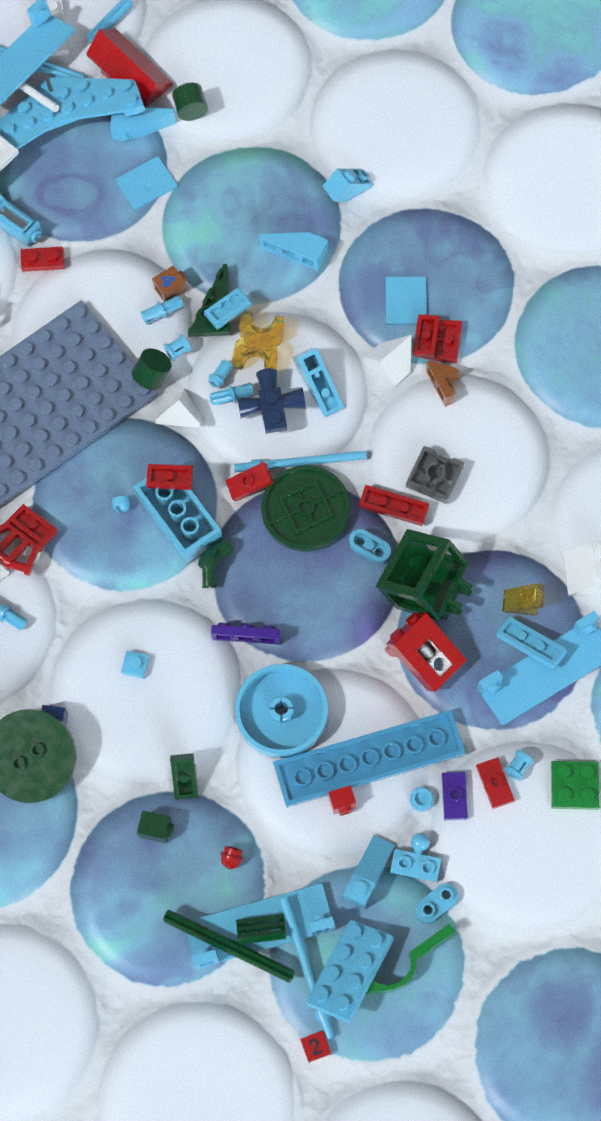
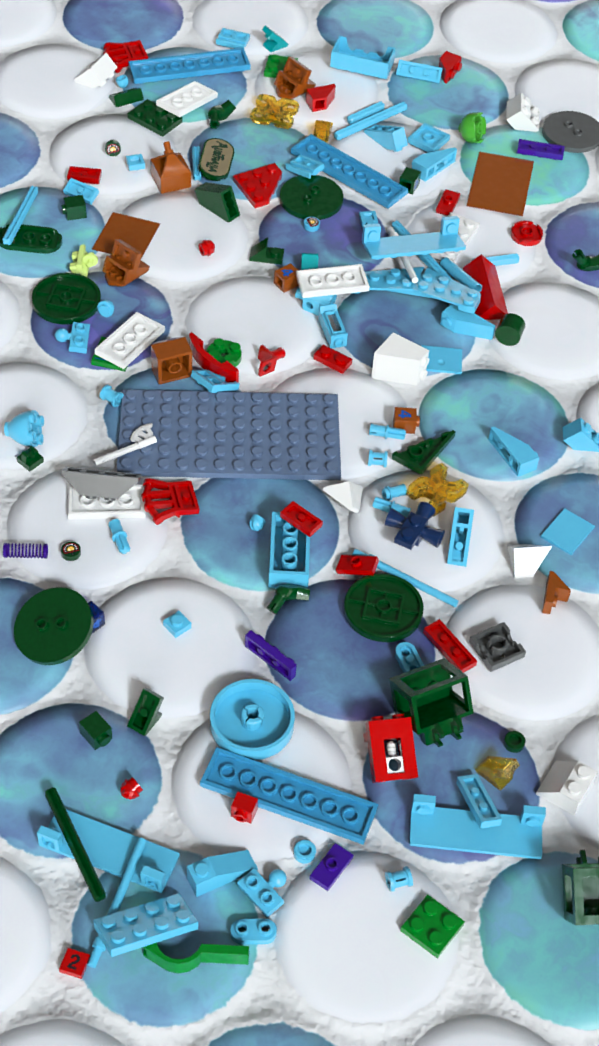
camera: 30 degrees right, 20 degrees down
(91, 66) = (459, 274): none -> medium azure piece
(116, 218) = (400, 361): none -> white slope
(151, 368) = (348, 456): dark green piece -> none
(227, 308) = (432, 454): medium azure plate -> none
(260, 926) = (107, 848): dark green tile -> none
(437, 339) = (572, 566): red slope -> none
(495, 783) = (370, 880): red plate -> none
(515, 559) = (514, 741): none -> dark green tile

